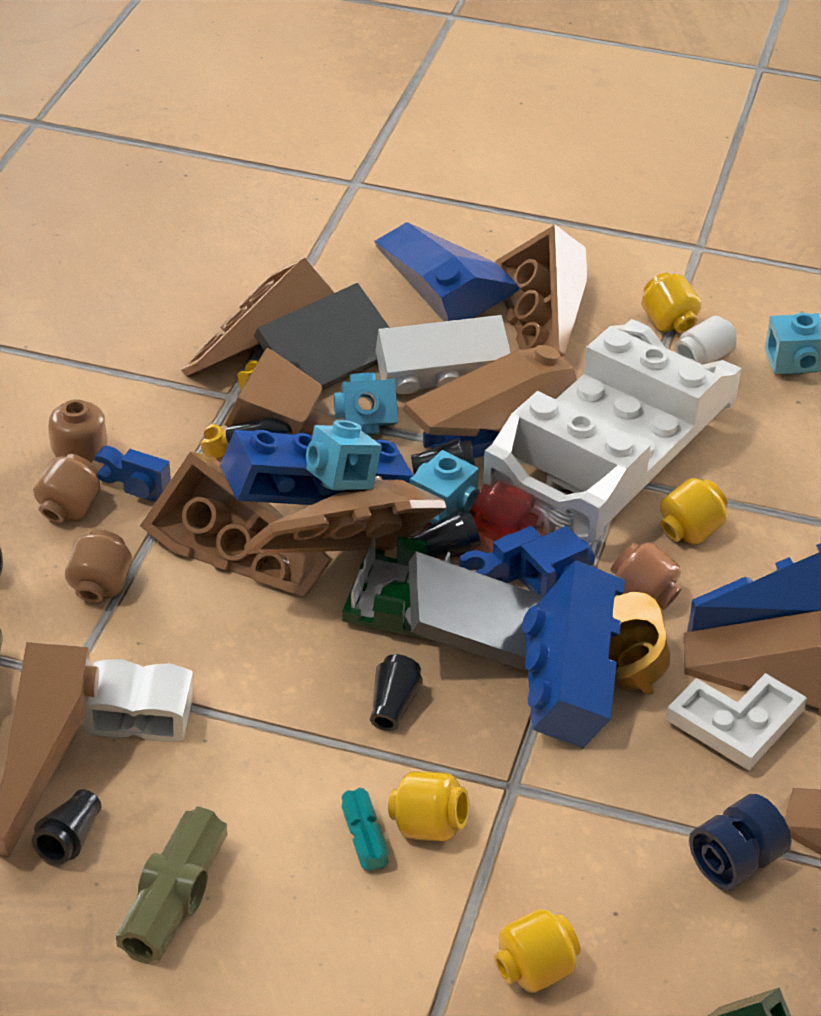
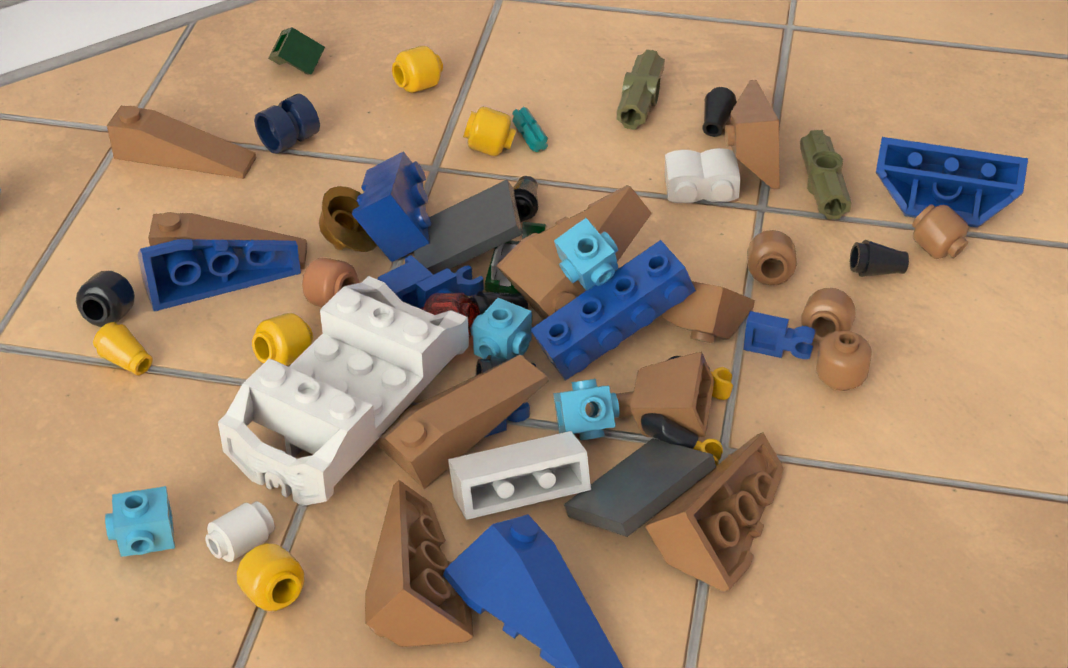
camera: 175 degrees right, 0 degrees up
(740, 728) = (271, 193): white plate -> none

